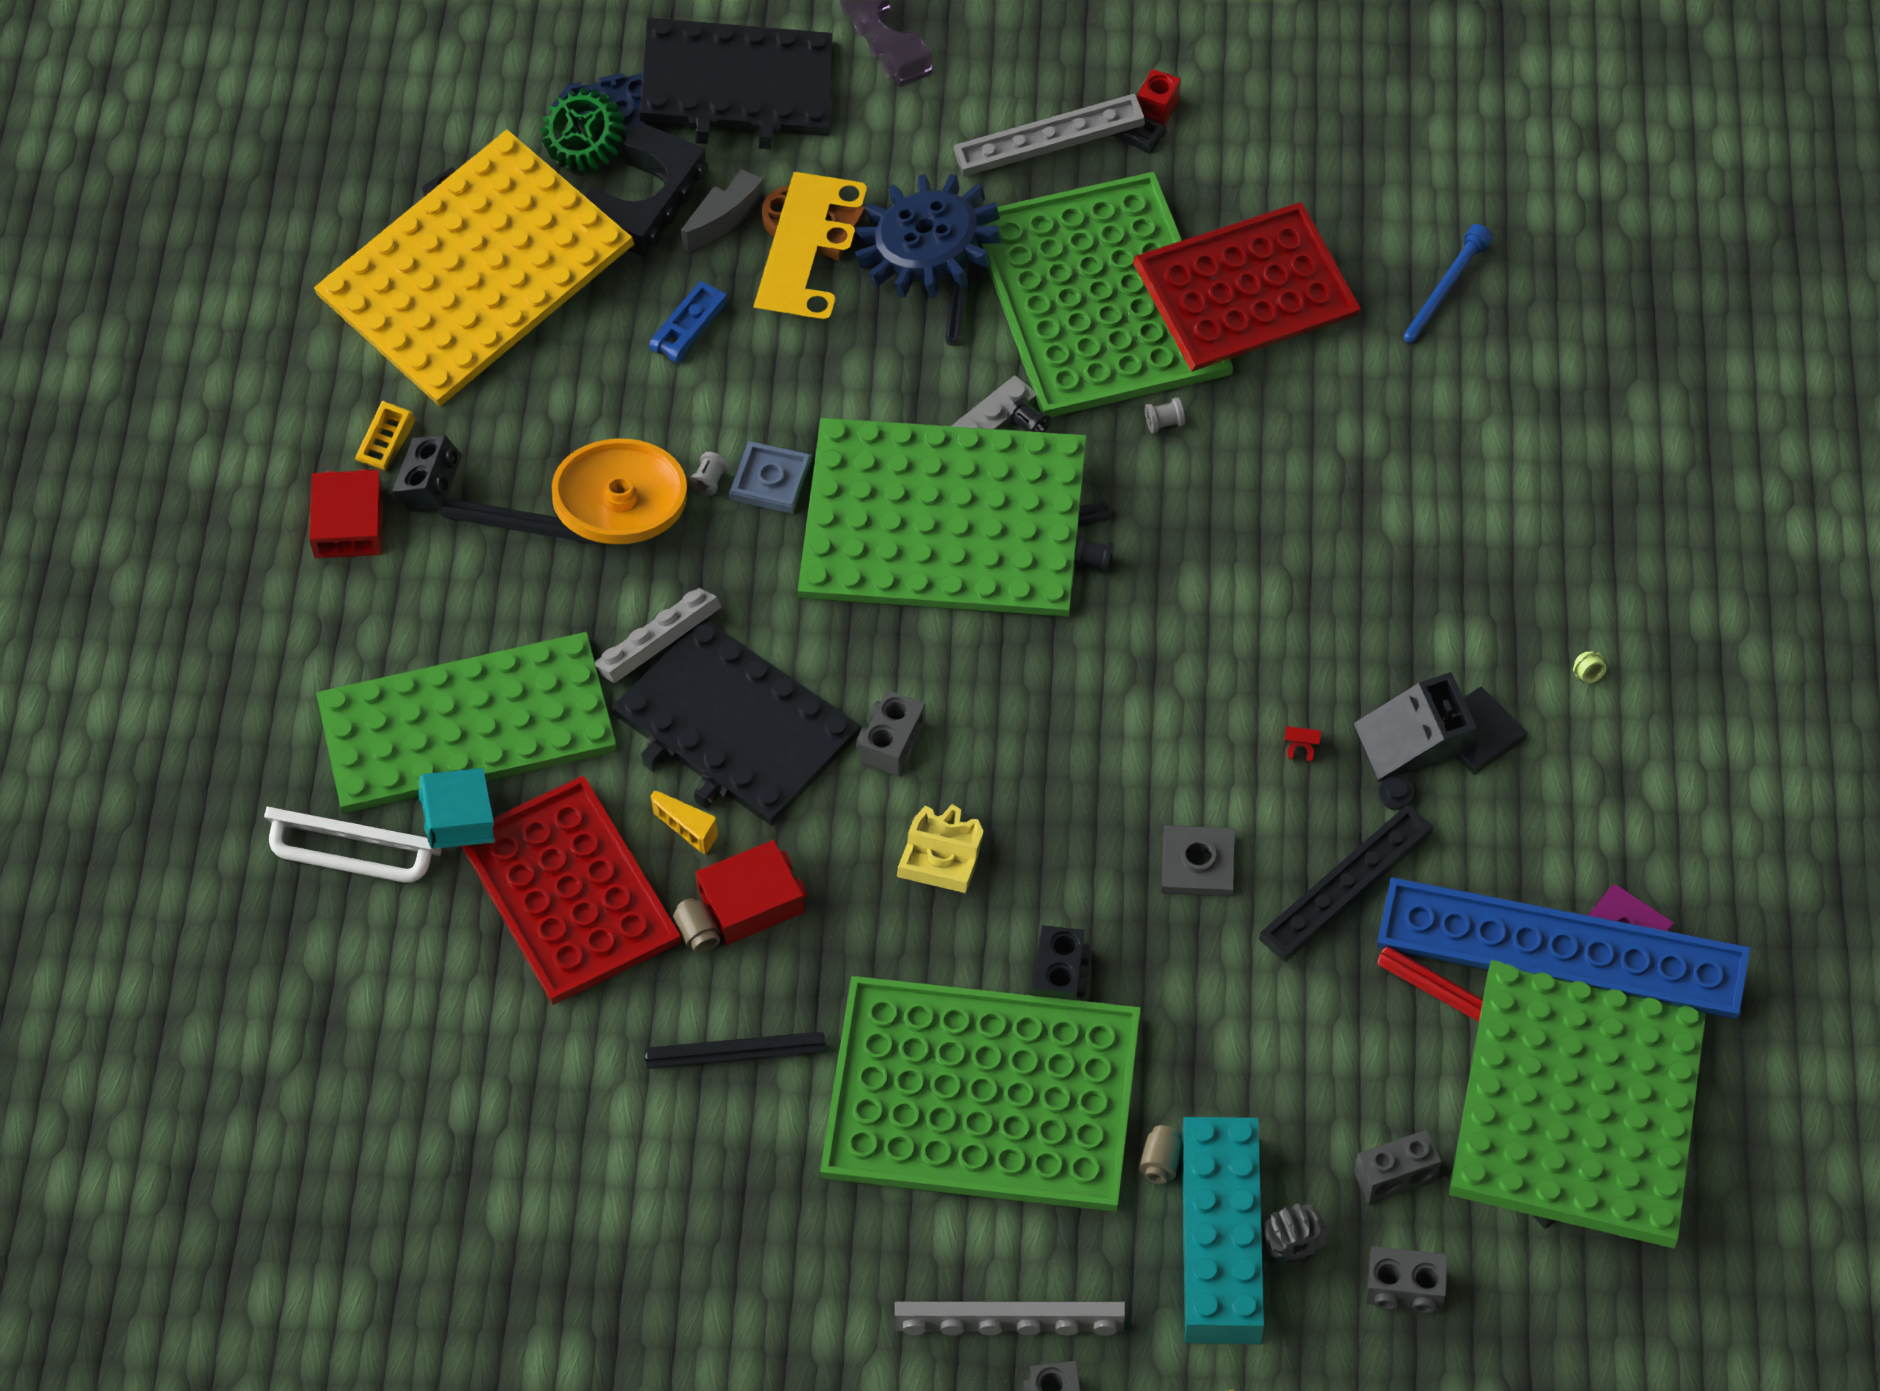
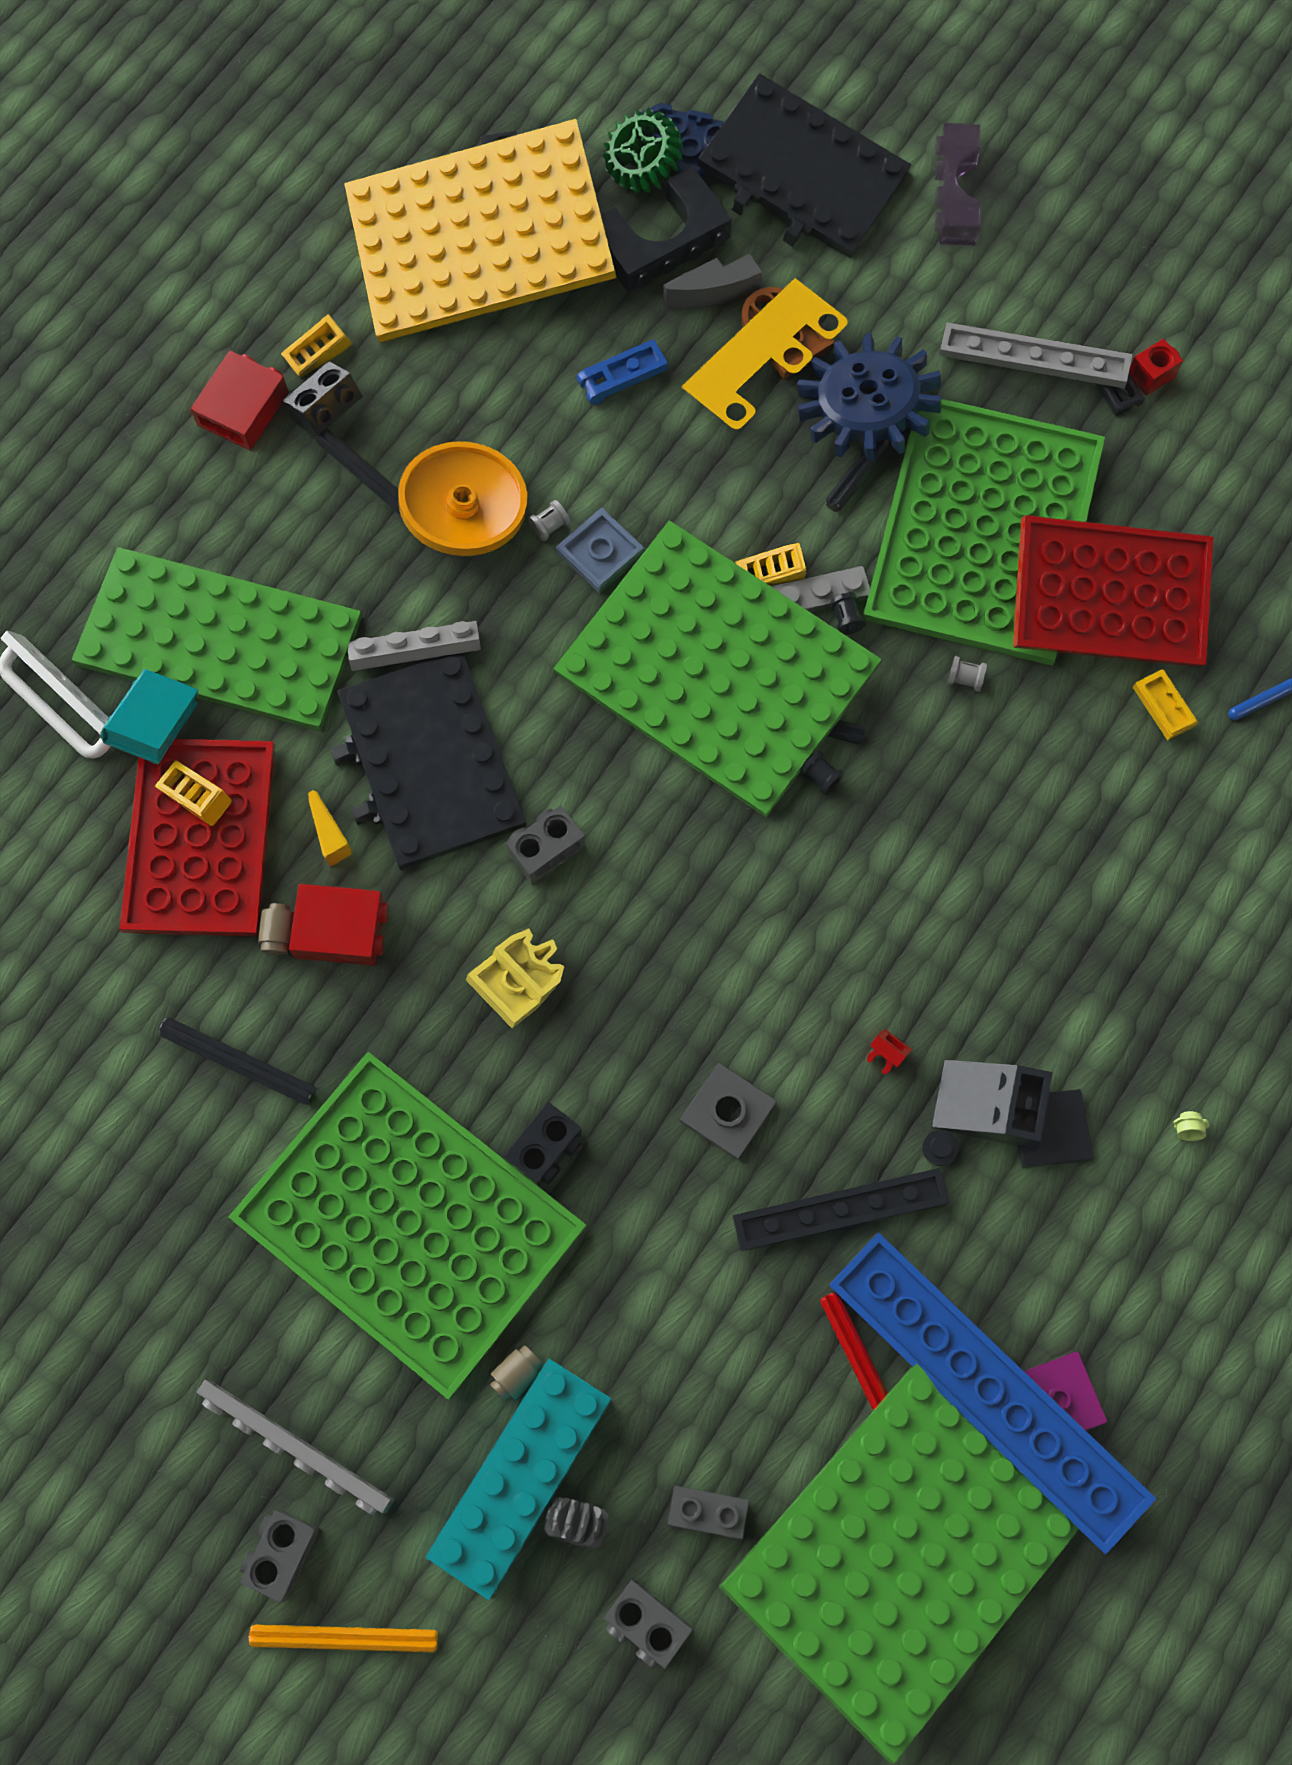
camera: 30 degrees right, 15 degrees up
(564, 855) = (211, 803): none -> yellow slope
(946, 398) = (781, 556): none -> yellow slope
(1348, 357) = (1165, 704): none -> yellow plate

